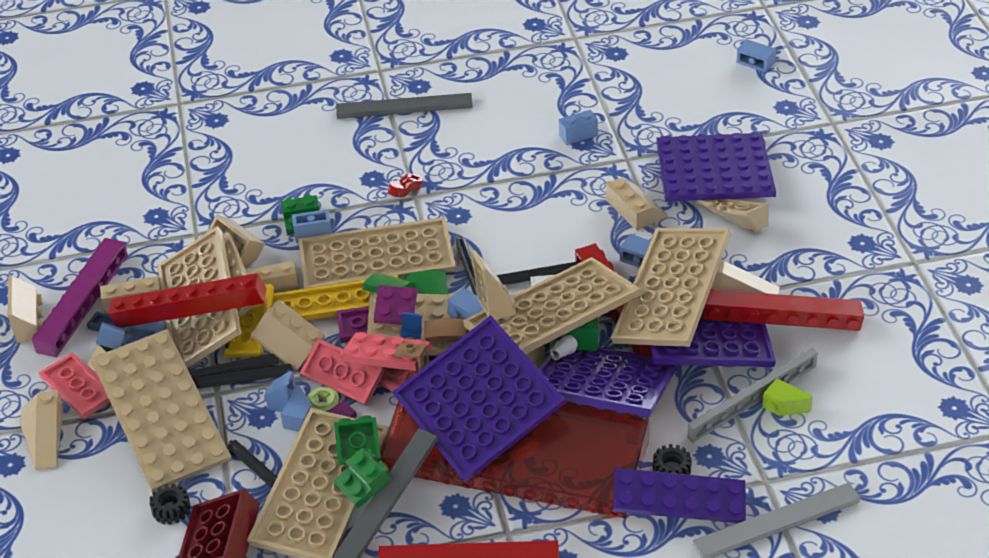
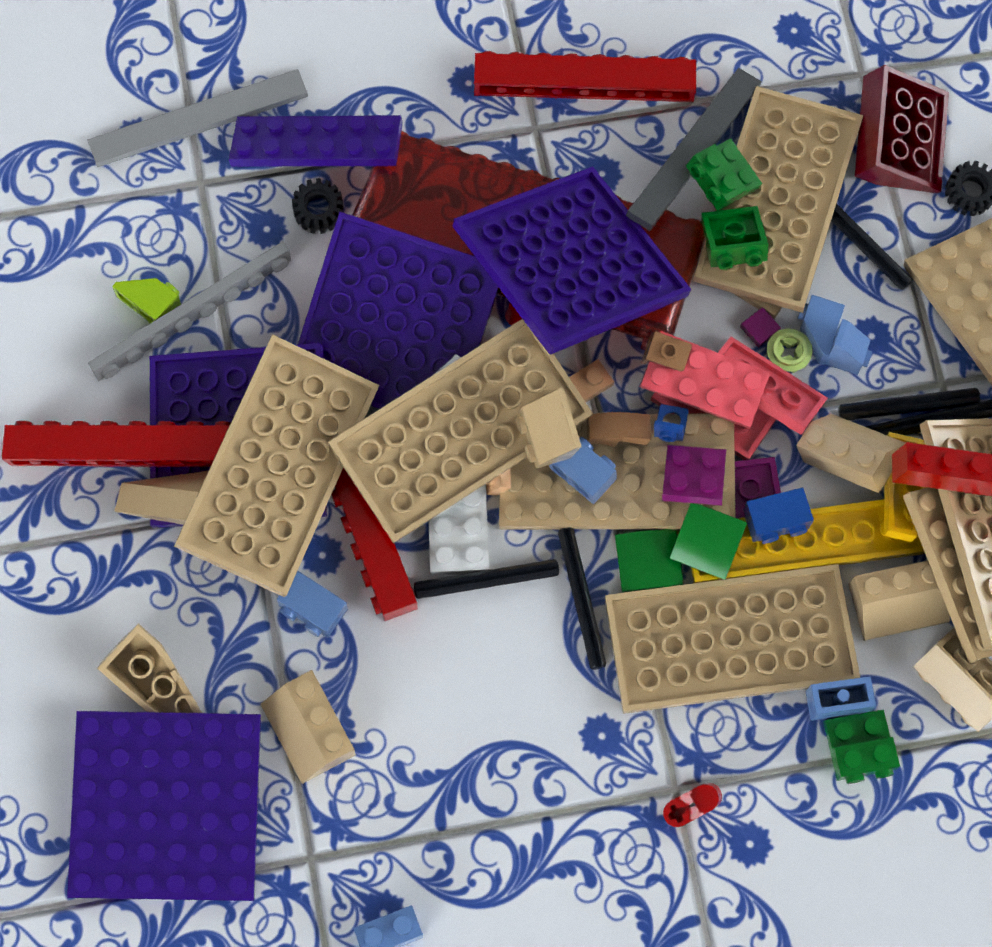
camera: 175 degrees right, 30 degrees up
(341, 300) = (778, 515): none -> blue brick

